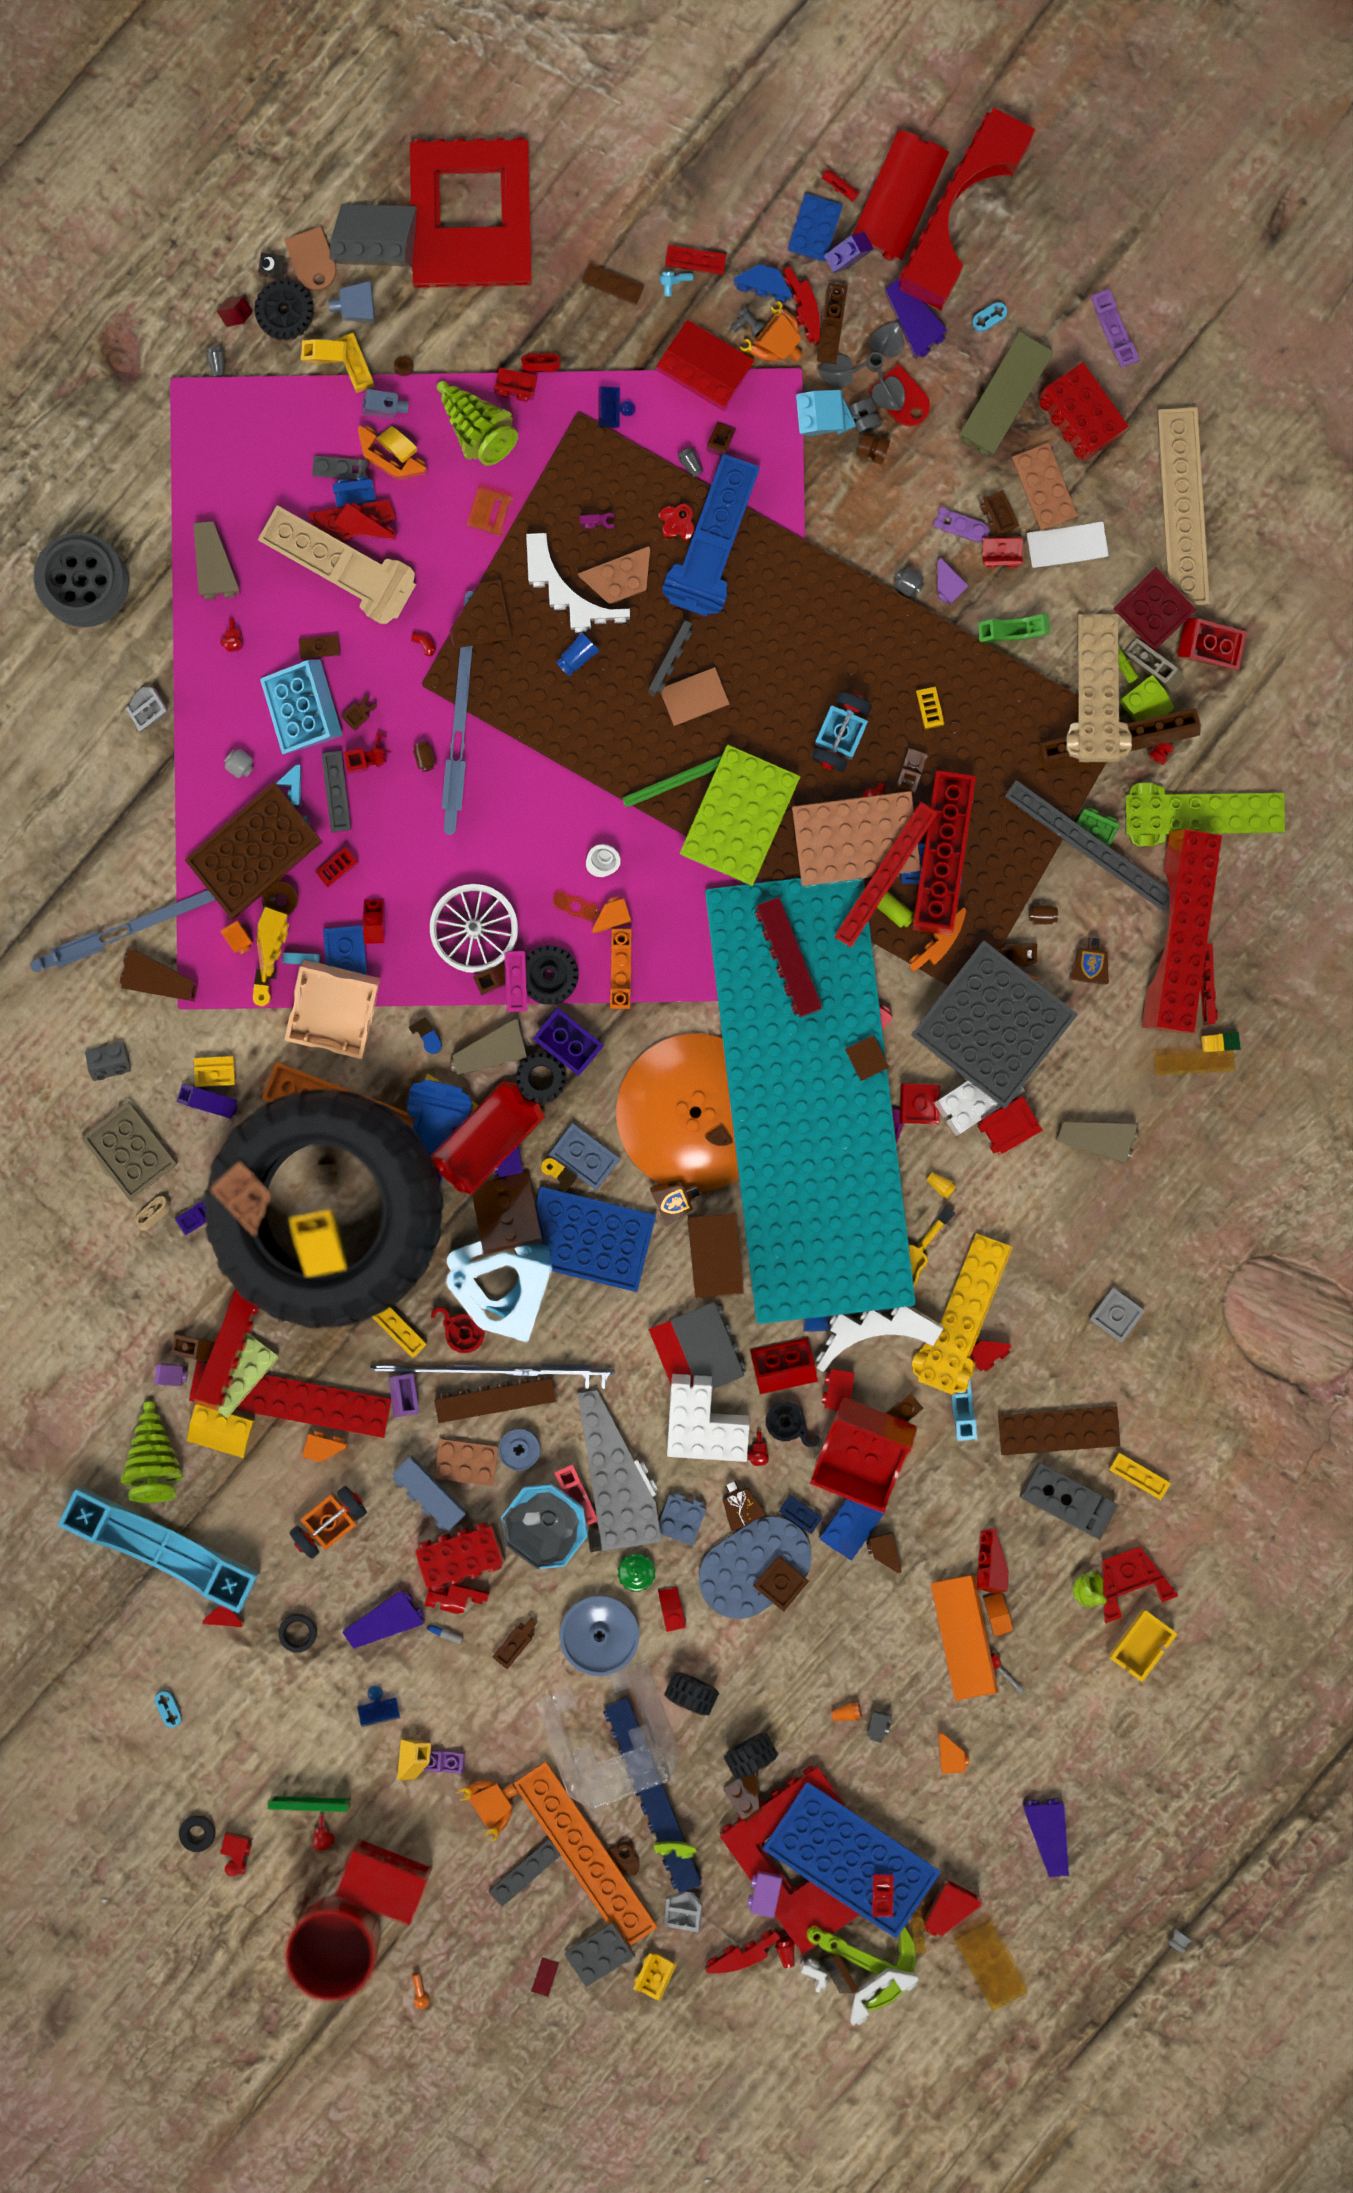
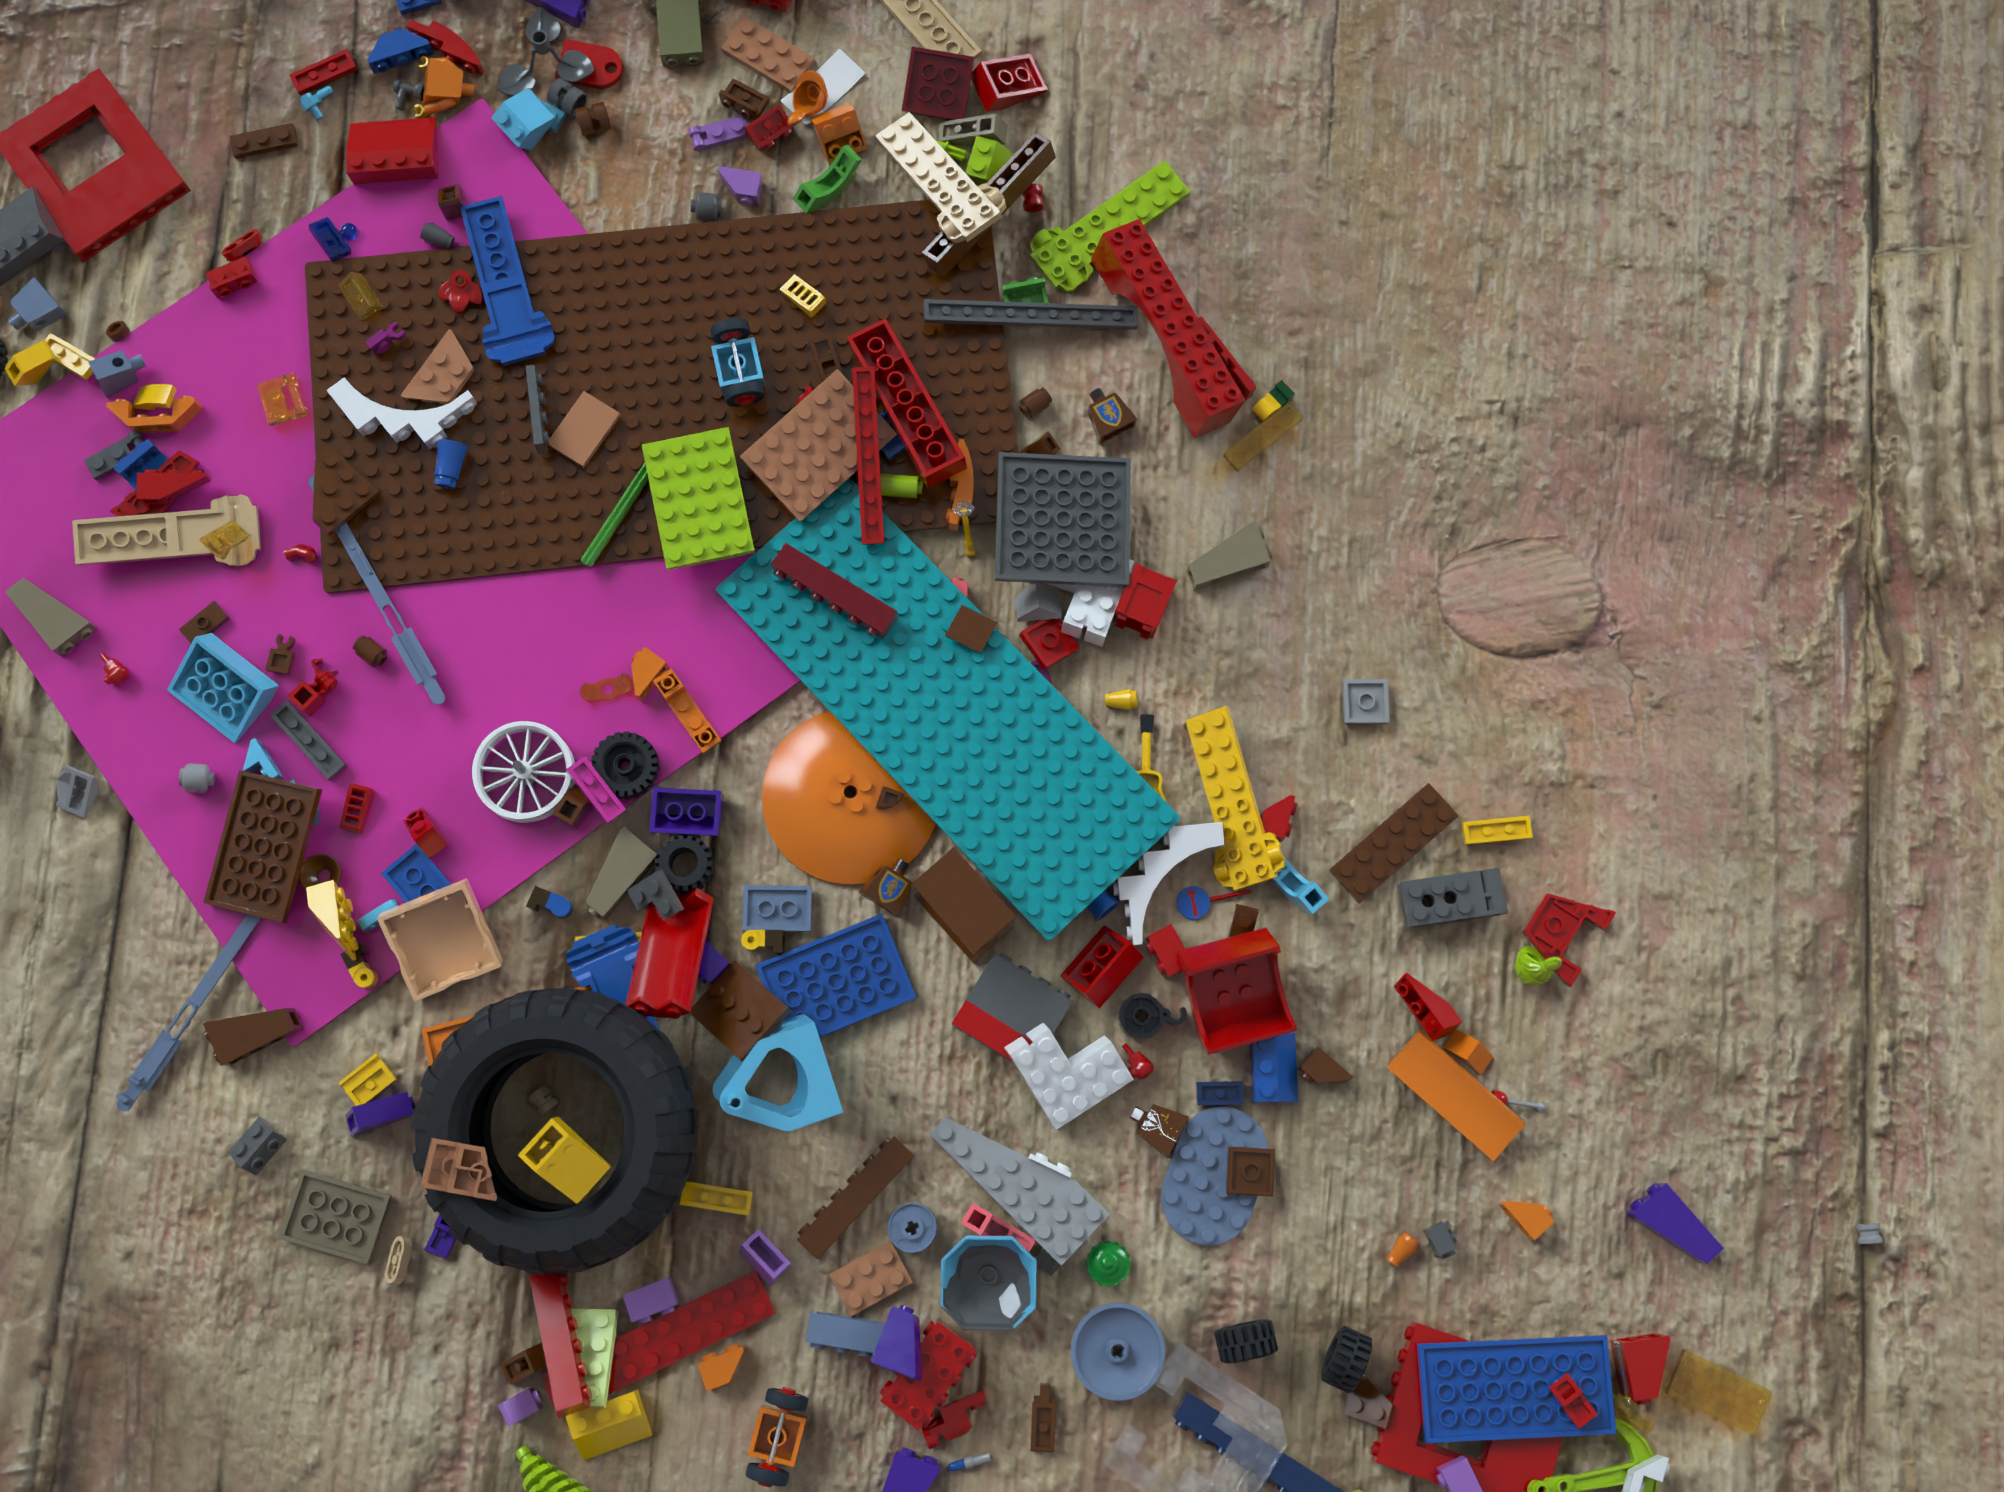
camera: 40 degrees left, 10 degrees down
(237, 937) = (301, 937): orange slope -> none
(305, 1367) = (650, 1300): none -> medium lavender brick
(377, 598) = (224, 539): none -> clear yellow slope
(453, 1333) = (766, 1154): red piece -> none
(455, 1523) = (900, 1344): none -> dark purple slope
(478, 425) = (219, 327): lime plant -> none
(509, 1085) = (659, 891): none -> dark grey plate
(584, 1370) = (920, 1106): sand blue piece -> none
(601, 470) = (359, 295): none -> clear yellow slope
(602, 860) = (601, 627): white piece -> none
(671, 1609) = (1167, 1273): red slope -> none
(681, 1518) = (1113, 1180): sand blue plate -> none
(832, 323) = (482, 43): reddish brown slope -> none
(884, 1369) = (1195, 902): none -> blue piece
(926, 965) = (964, 509): none -> piece
(931, 1070) = (1037, 604): none -> light grey slope
(1047, 550) = (809, 96): none -> orange piece
(1052, 592) = (836, 129): none -> orange slope
(1141, 1645) = (1616, 984): yellow piece -> none

